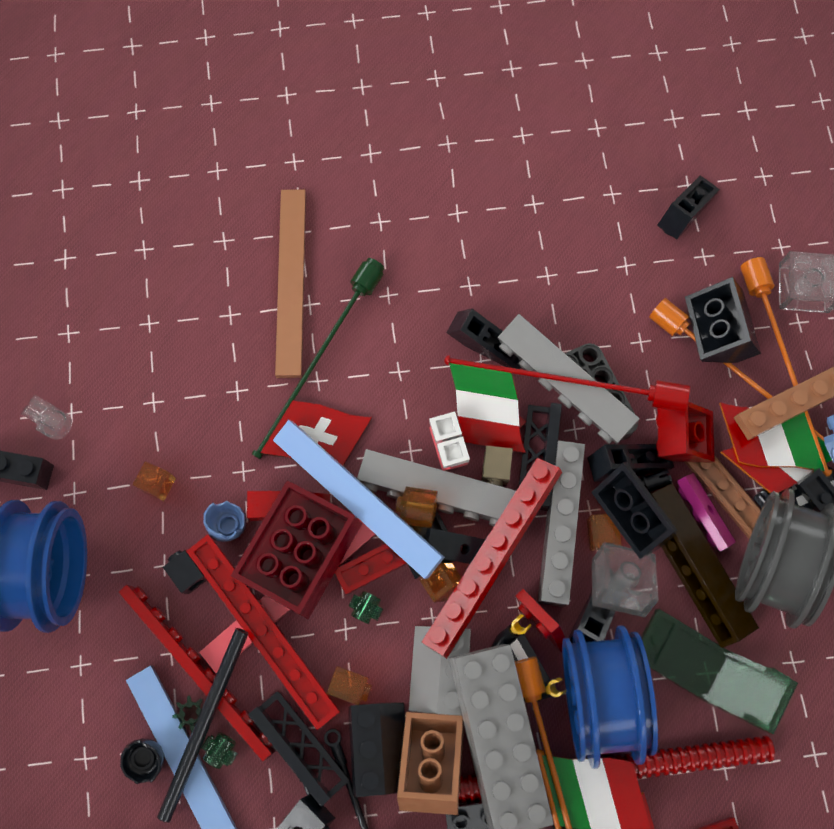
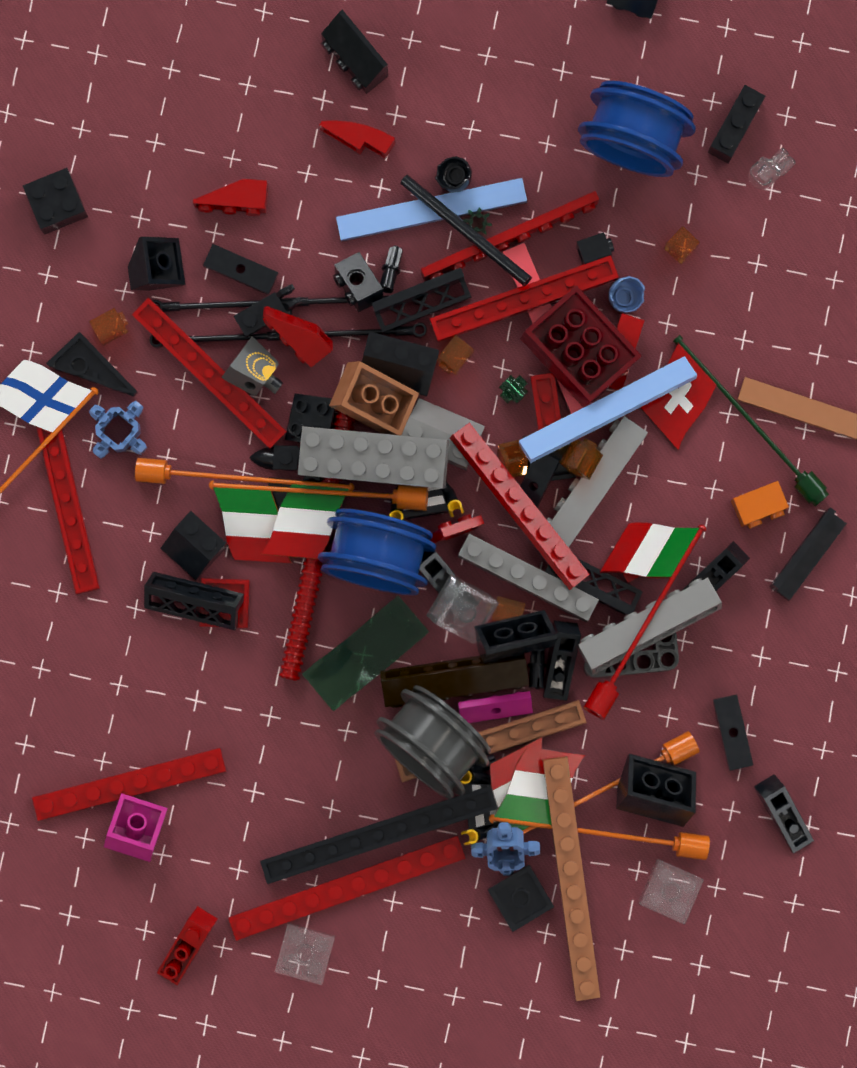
camera: 110 degrees right, 10 degrees up
(219, 750) = (440, 237): clear green gear -> none
(273, 796) = (391, 269): none -> black axle
(400, 319) = (760, 504): none -> orange brick
(432, 262) = (808, 554): none -> black fence
(448, 441) = (626, 505): white hips -> none
(497, 465) = (596, 541): dark tan brick -> none
(642, 268) = (737, 747): none -> black tile
(686, 434) = (565, 717): red slope -> none

